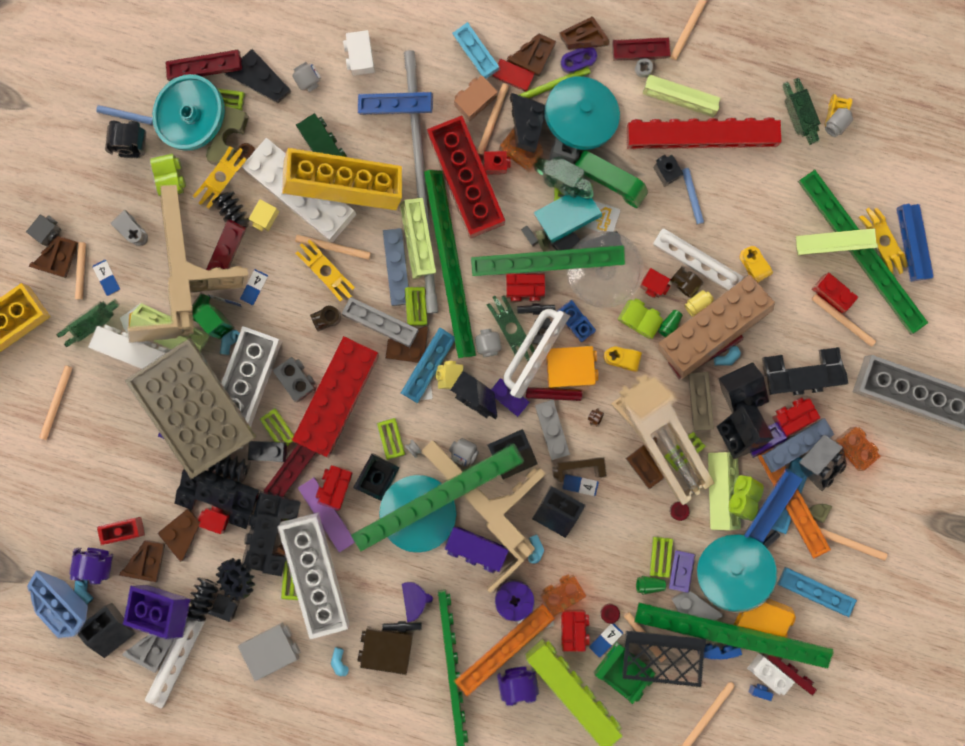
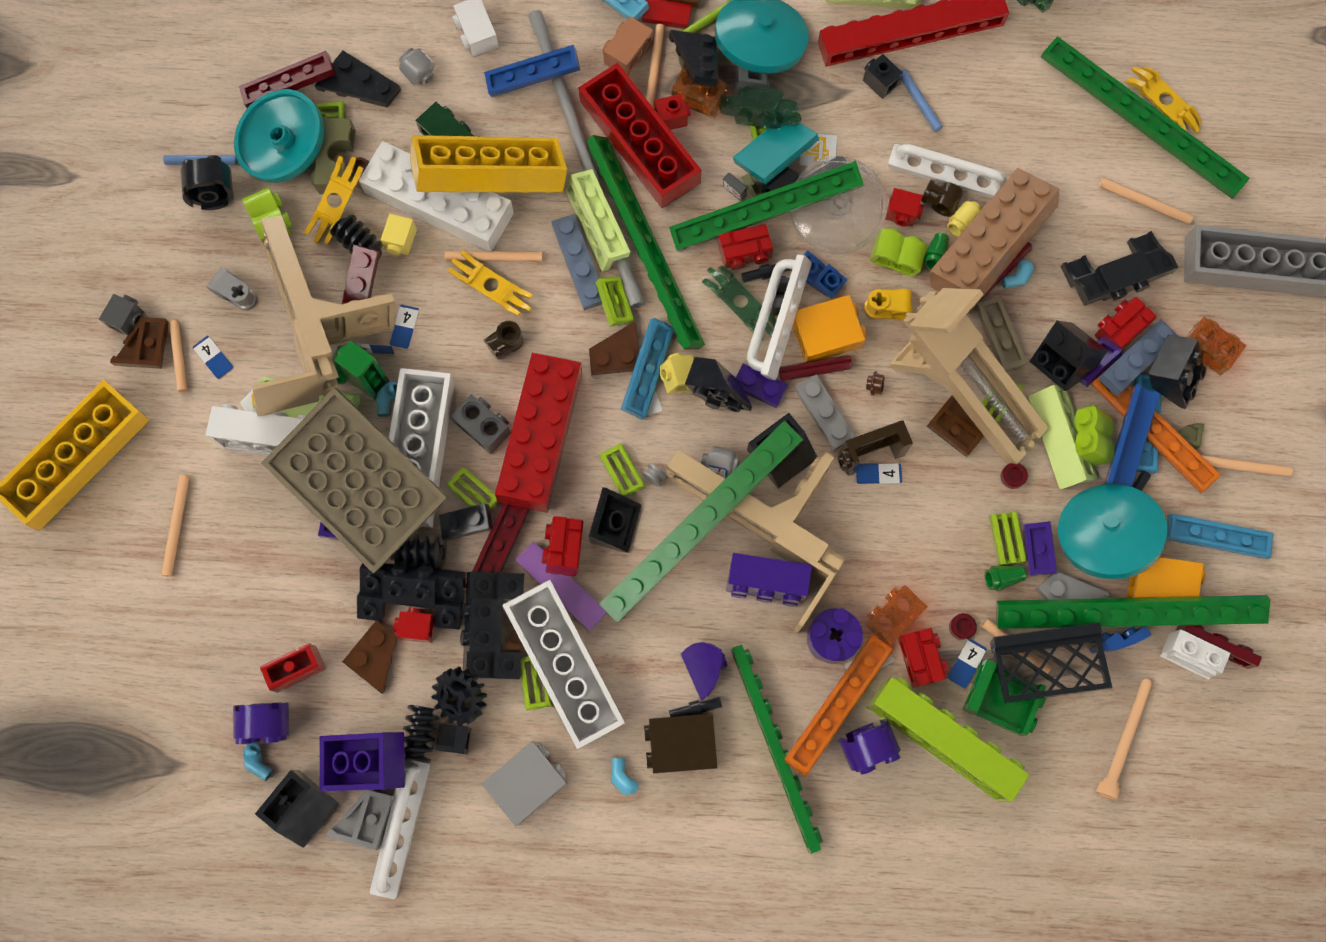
camera: 10 degrees left, 10 degrees down
(57, 604) = (223, 787): medium blue wedge -> none
(88, 321) = (197, 411): clear green hinge -> none
(146, 562) = (334, 704): reddish brown wing -> none
(380, 322) = (574, 329): light grey plate -> none
(426, 532) = (697, 574): teal dish -> none
(488, 343) = (716, 323): light grey head -> none
(537, 554) = (847, 569): medium azure arm -> none
(558, 511) = (861, 508): black slope -> none
(628, 186) = (824, 96): green beam -> none
(744, 387) = (1049, 301): black slope -> none
(756, 265) = (1020, 156): yellow piece -> none
(761, 691) = (1189, 679): blue plate -> none
(835, 292) = (1126, 168): red brick -> none
(836, 241) = (1109, 110): yellowish green panel -> none
(914, 242) = (1201, 93): blue panel -> none

